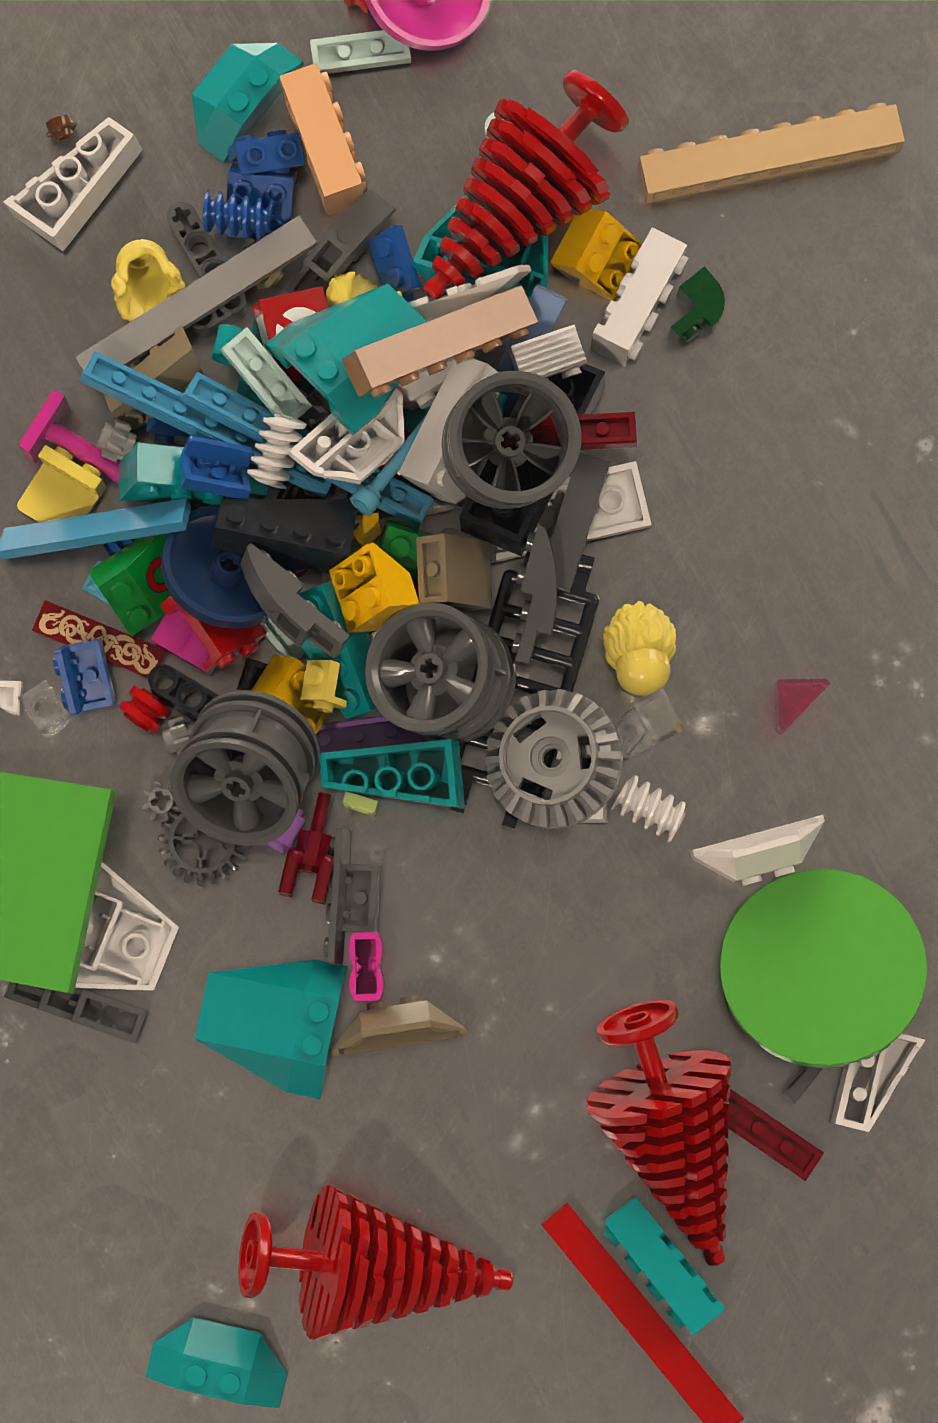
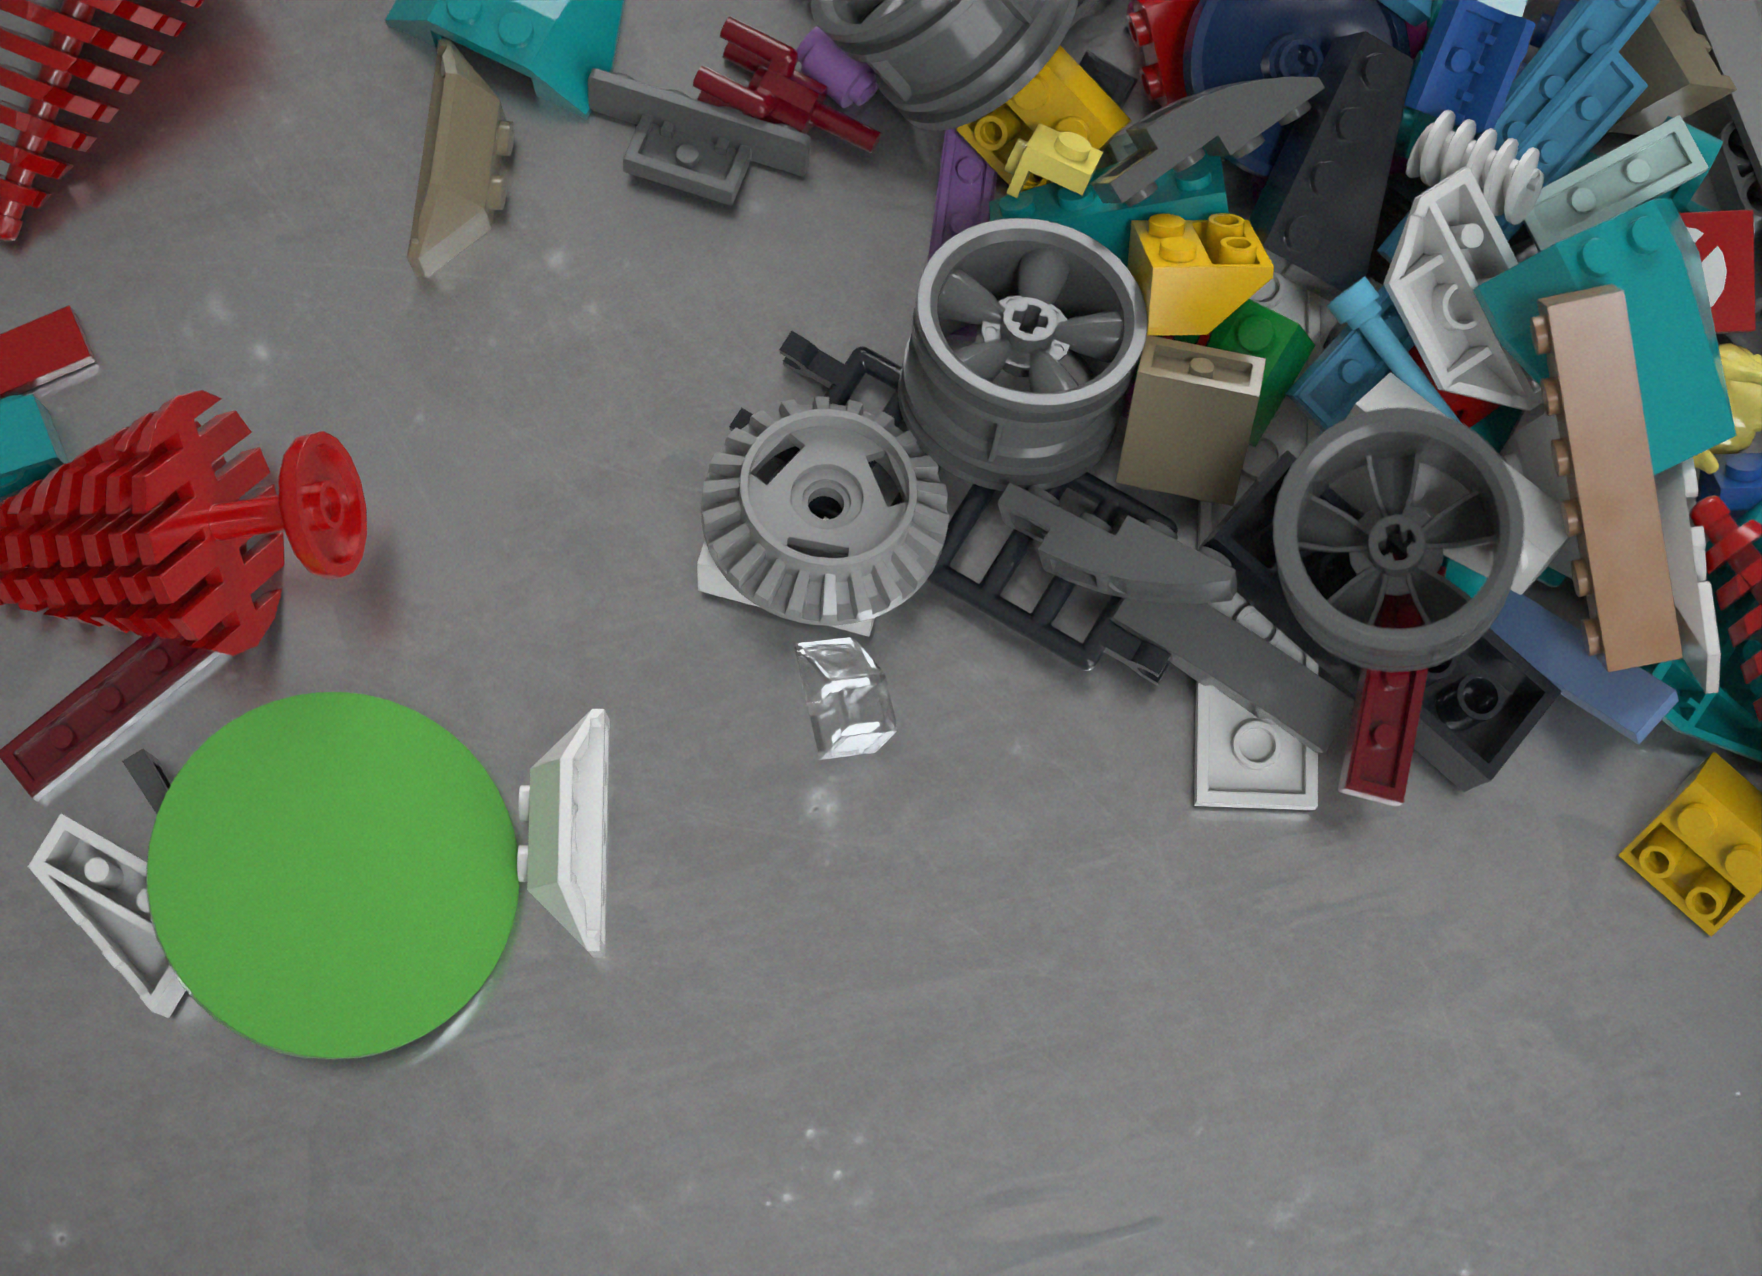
camera: 105 degrees right, 5 degrees down
(360, 803) = (844, 196): yellowish green tile -> none
(366, 956) = (557, 131): dark pink brick -> none
(368, 529) = (1308, 311): yellow piece -> none
(408, 772) = (868, 272): teal wedge -> none
(550, 354) = (1540, 678): white brick -> none
(638, 298) = (1616, 893): white wedge -> none
(640, 647) = (979, 717): light yellow hair -> none
(651, 807) = (701, 663): white piece -> none
(706, 305) = (1572, 1011): dark green brick -> none
(794, 697) = (821, 966): clear pink slope -> none

